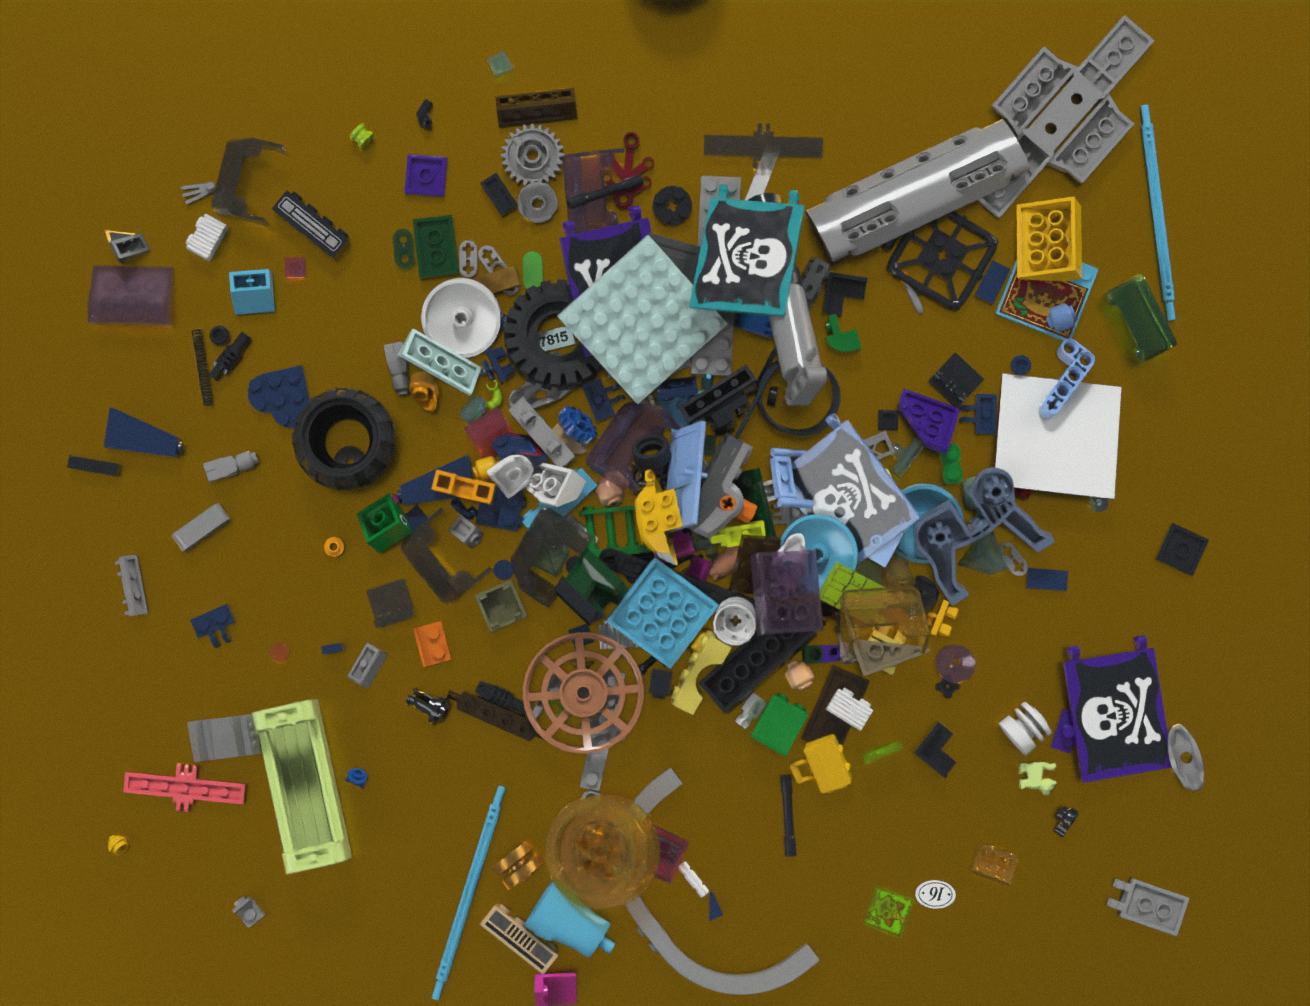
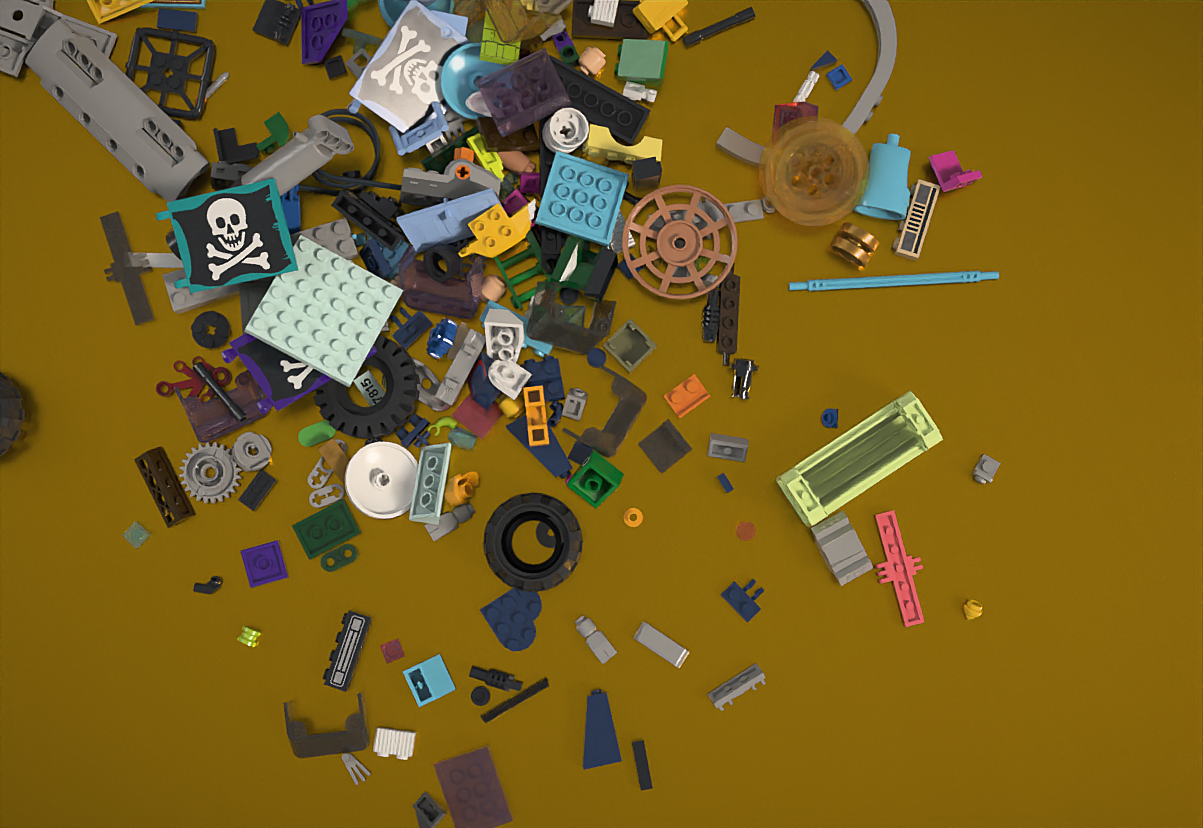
camera: 120 degrees left, 0 degrees up
(692, 917) = (839, 77): none -> blue tile

